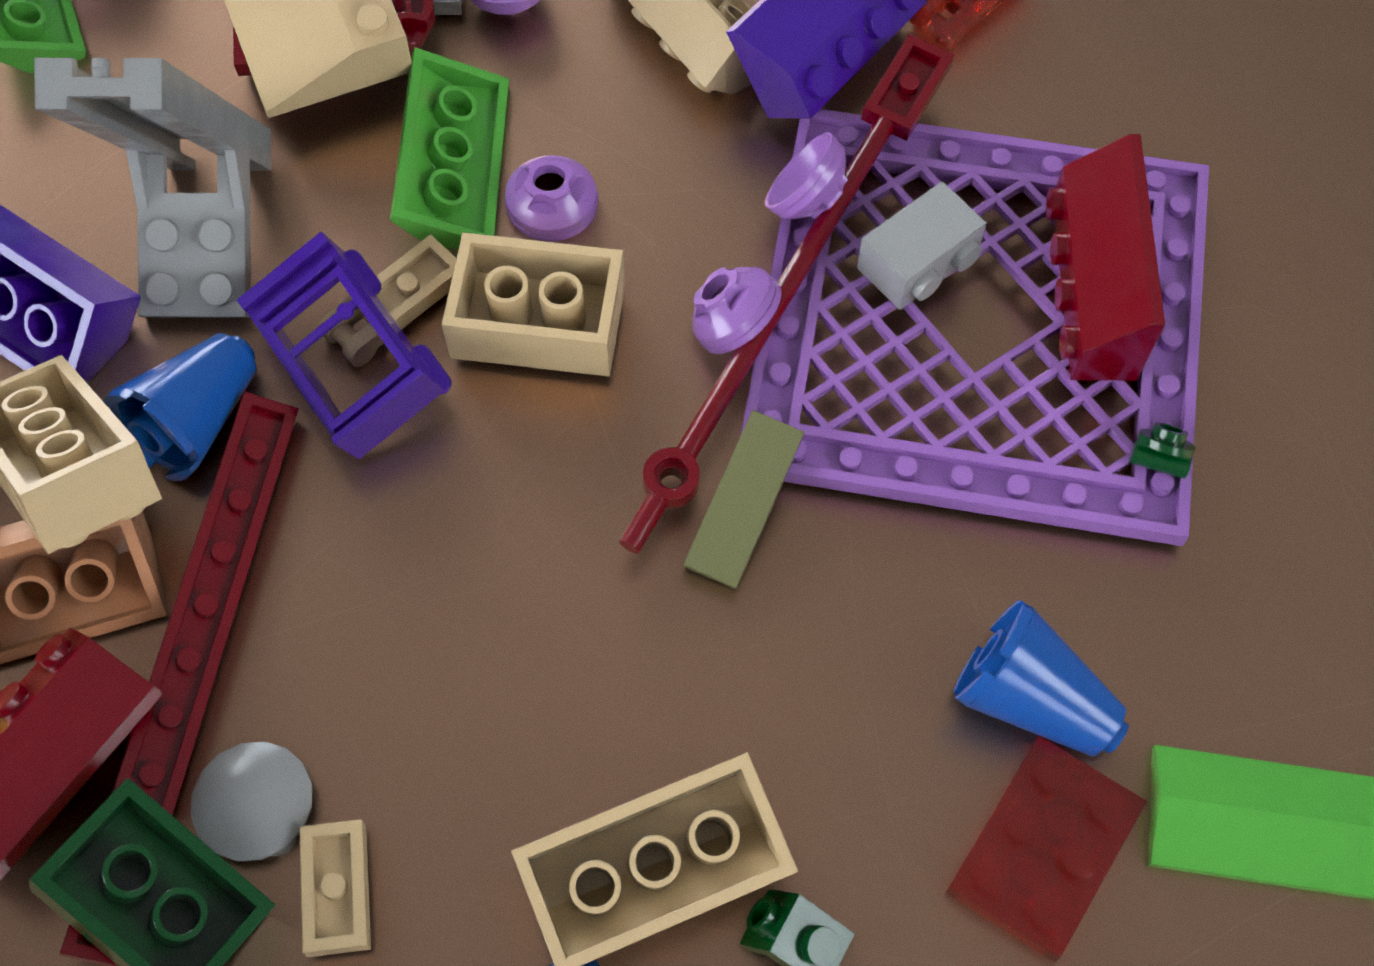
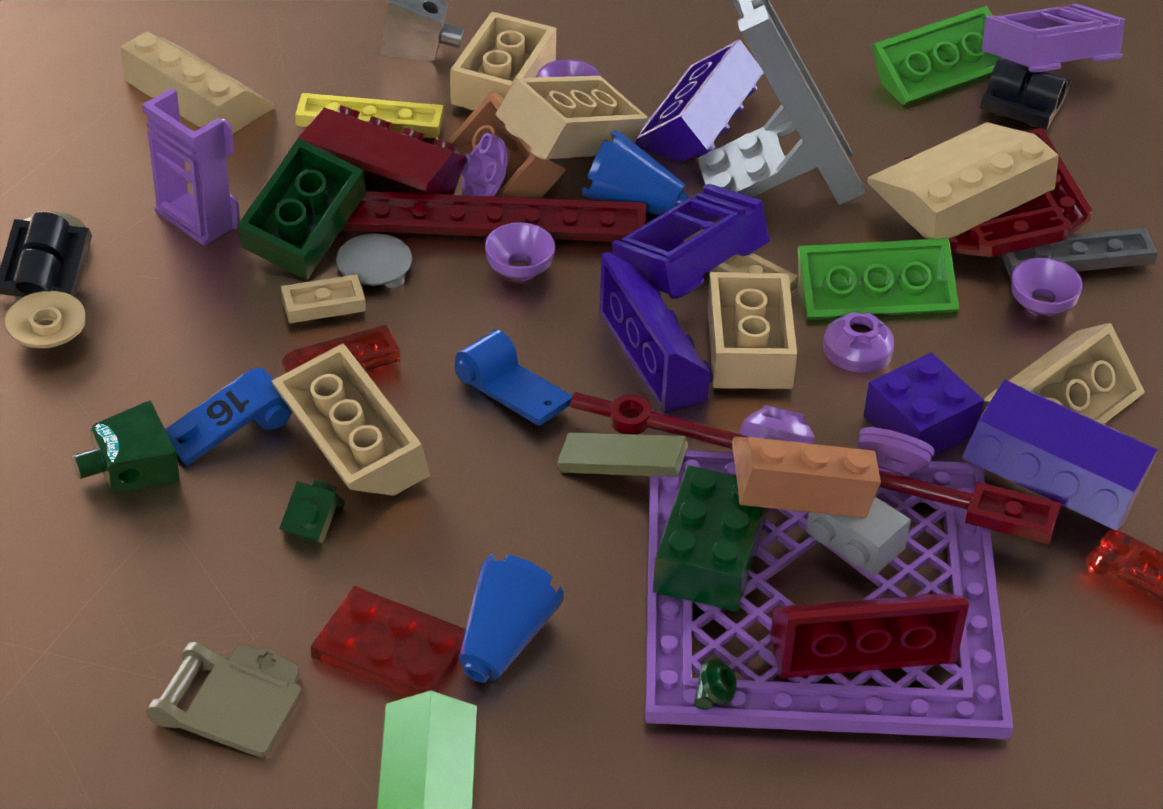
camera: 80 degrees right, 20 degrees down
(112, 602) = (485, 167): none -> medium lavender dish
(285, 559) = (519, 243): none -> medium lavender piece
(475, 868) = (369, 347): none -> clear red plate
(521, 429) = (652, 336): none -> dark purple slope
(541, 647) = (494, 369): none -> blue door
(701, 145) = (925, 403): none -> dark purple brick
(886, 266) = (805, 476): none -> nougat slope
(936, 407) = (708, 541): none -> dark green brick

